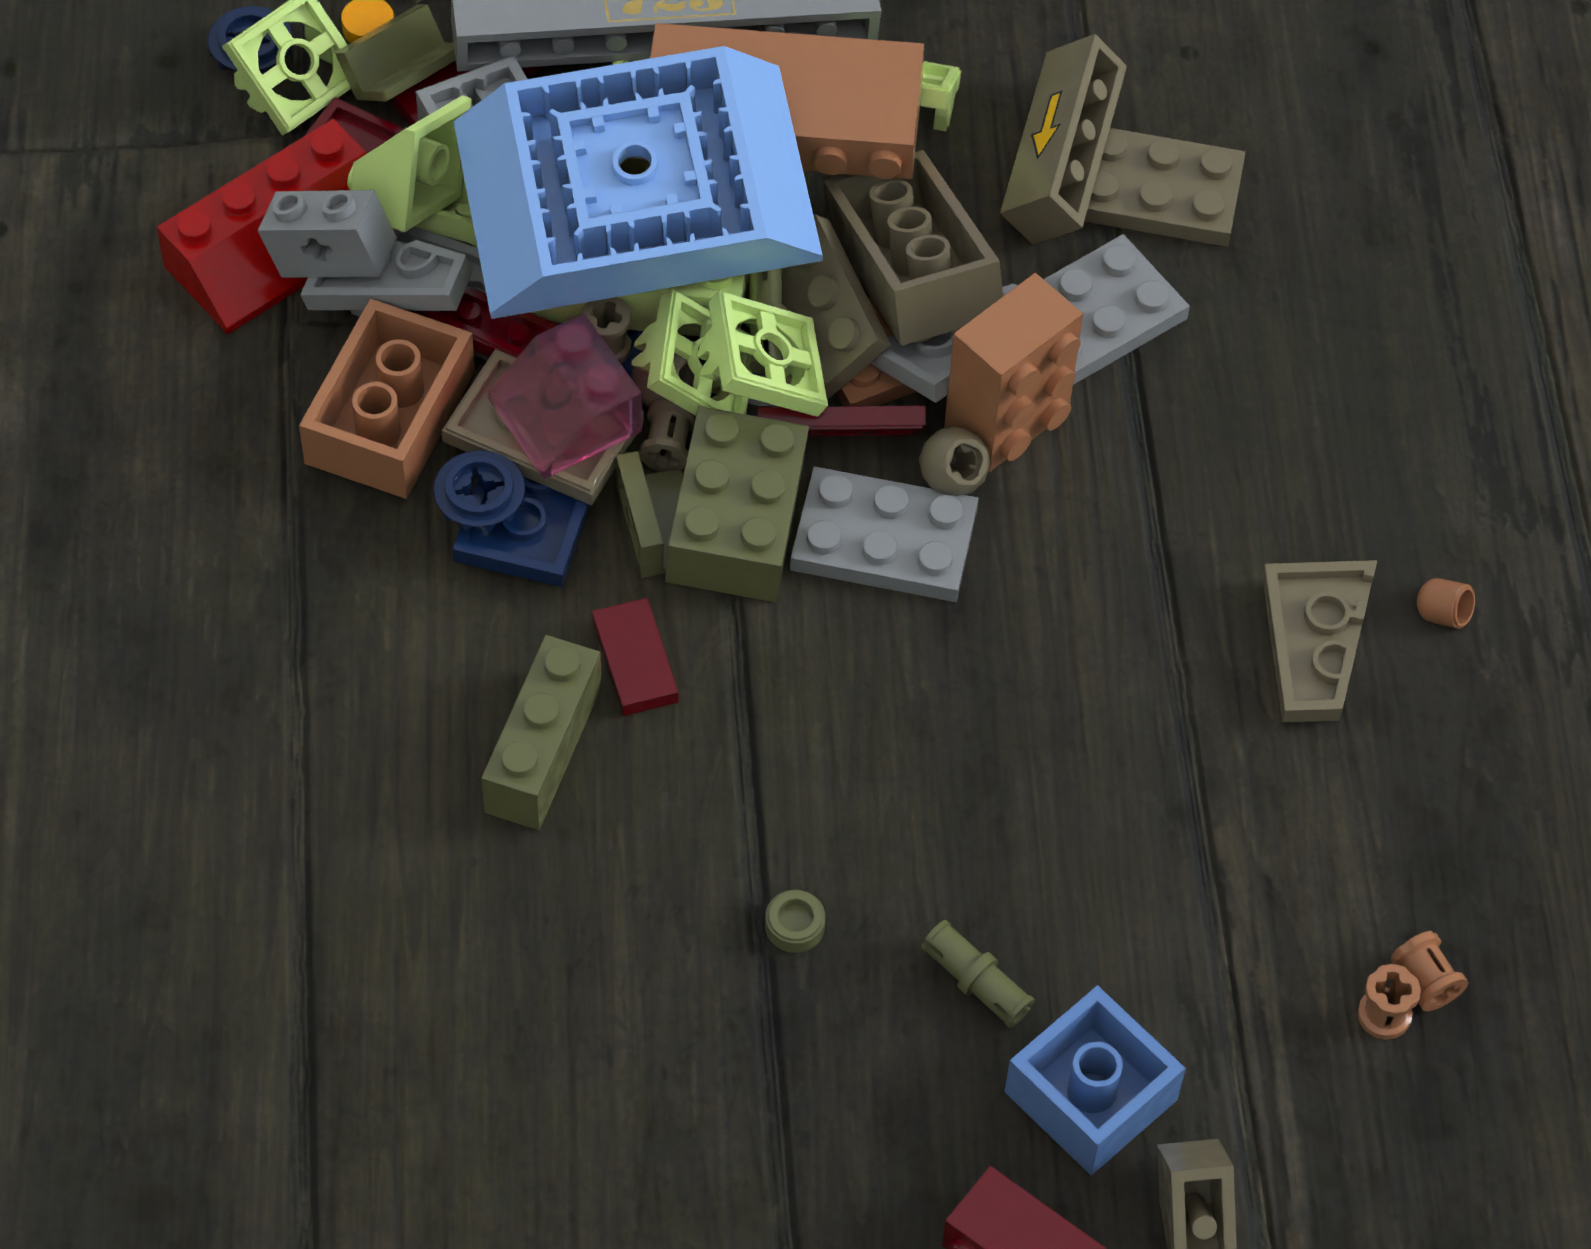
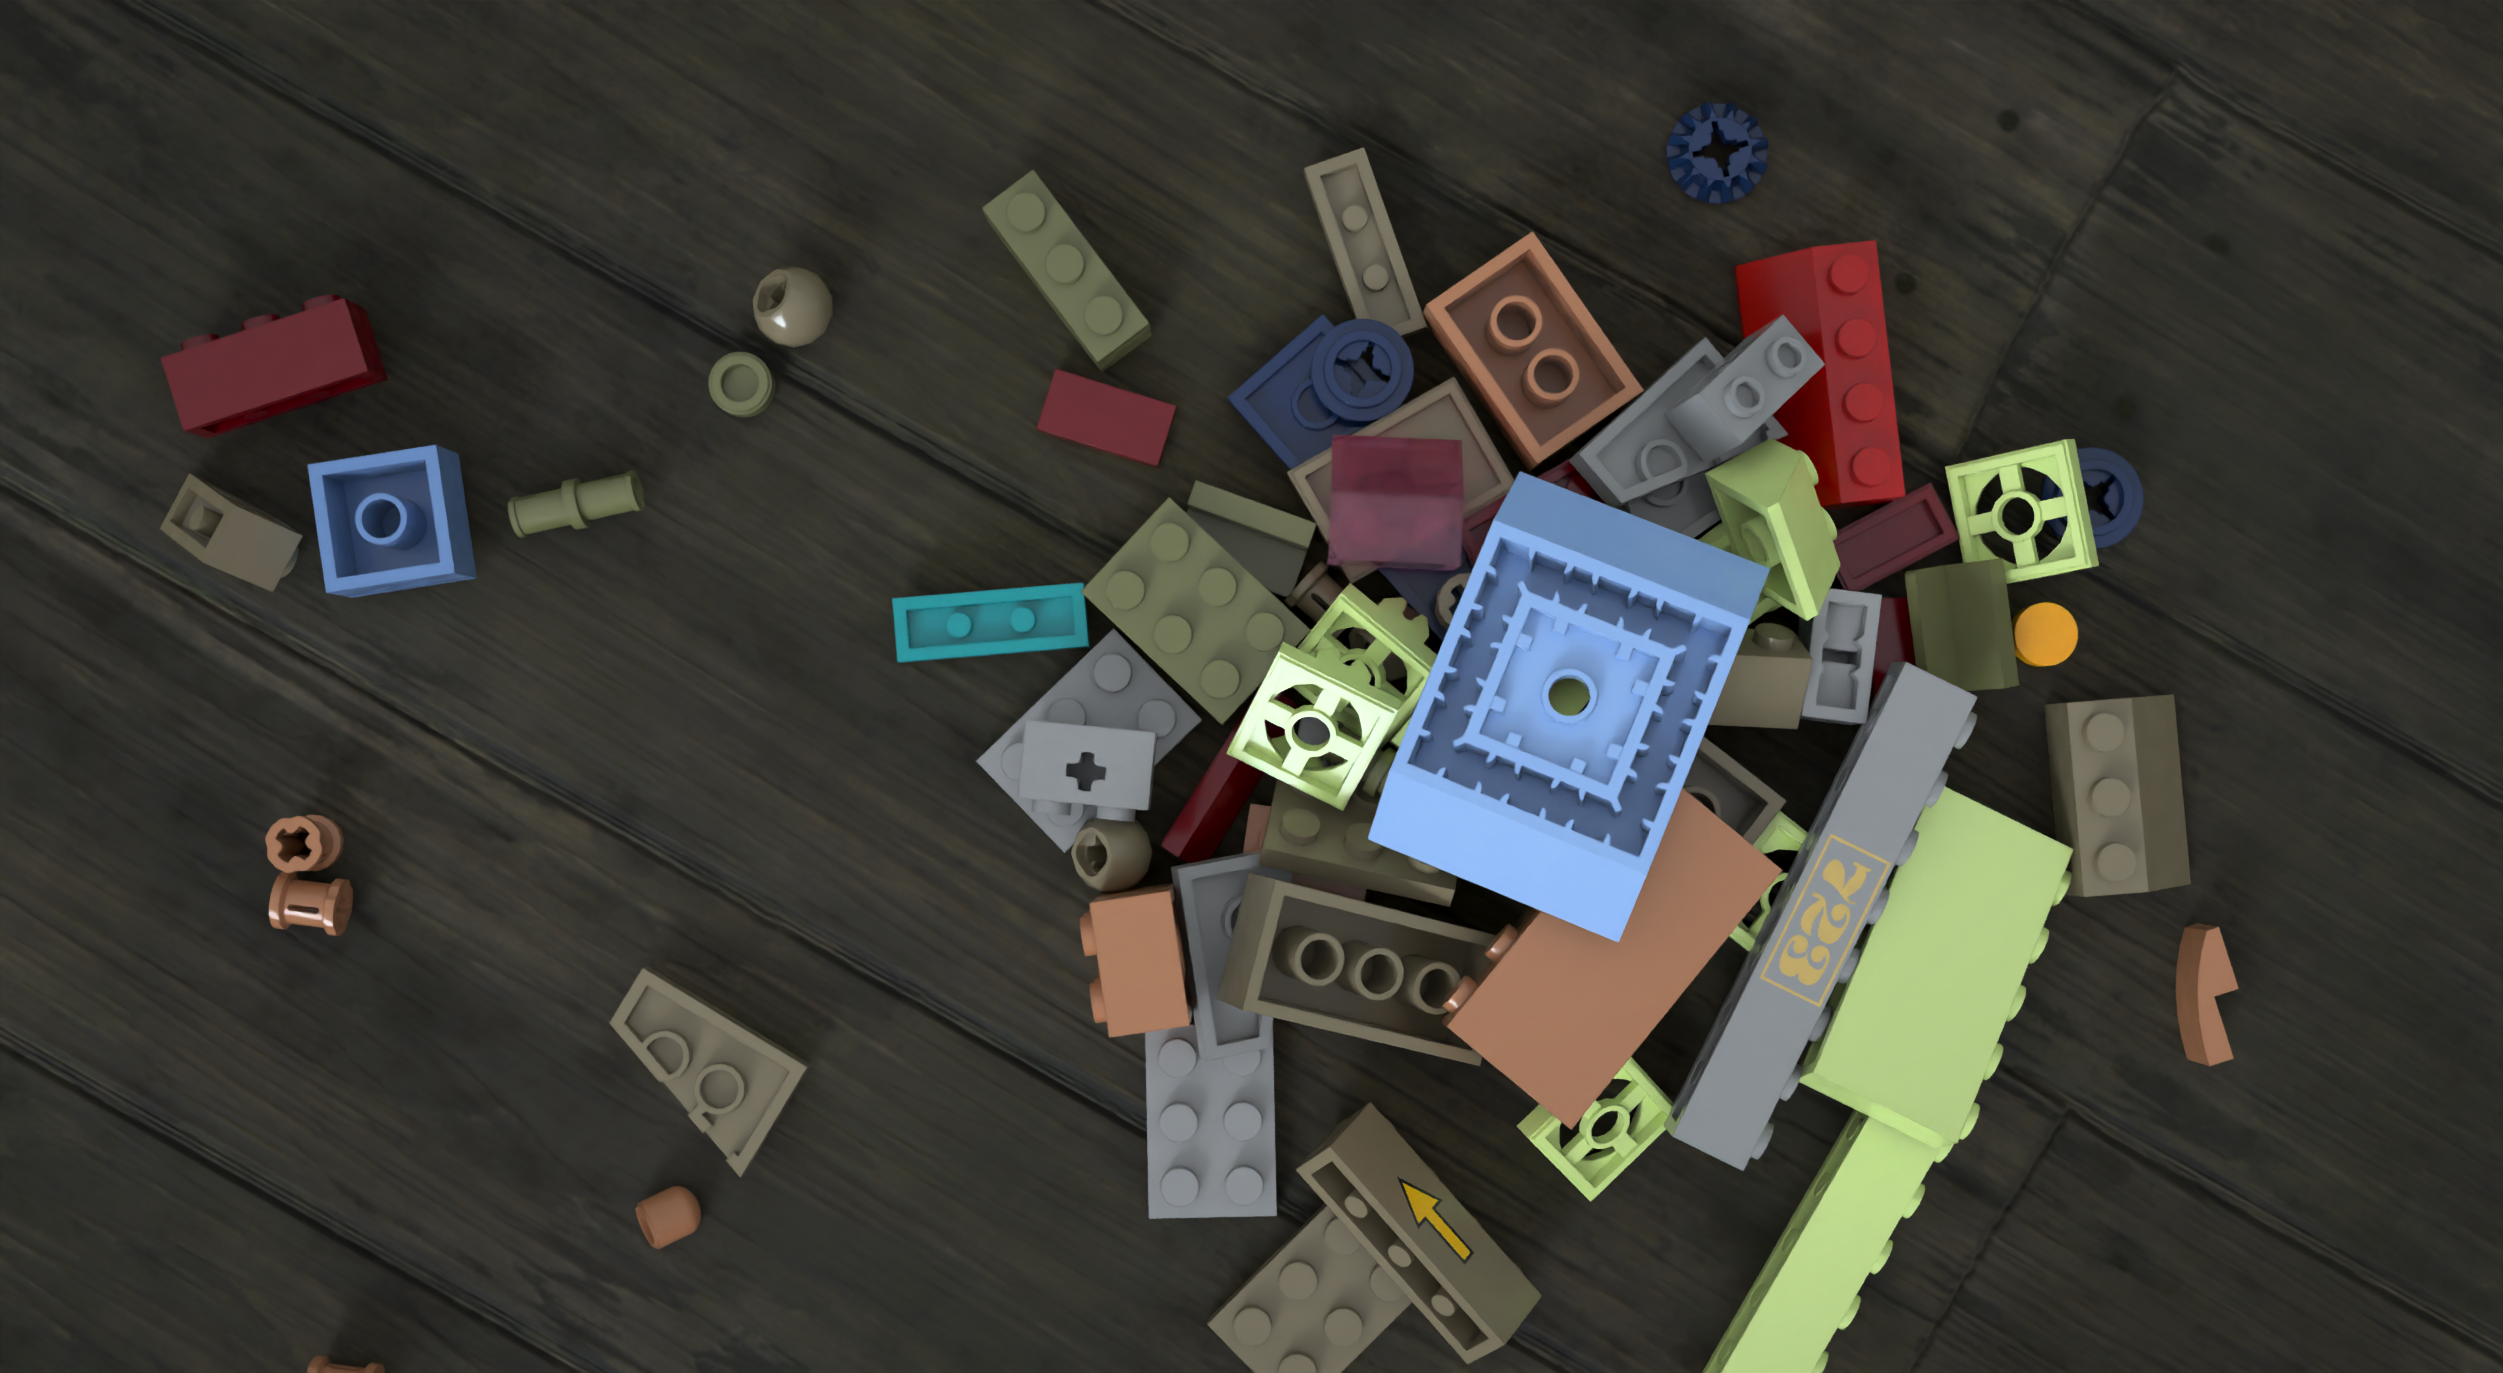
camera: 125 degrees right, 30 degrees up
(146, 401) = (1703, 177): none -> dark blue gear
(378, 558) = (1364, 242): none -> dark tan plate
(708, 905) = (792, 306): none -> dark tan piece
(848, 639) = (990, 622): none -> teal plate
(905, 493) = (1054, 746): none -> light grey brick

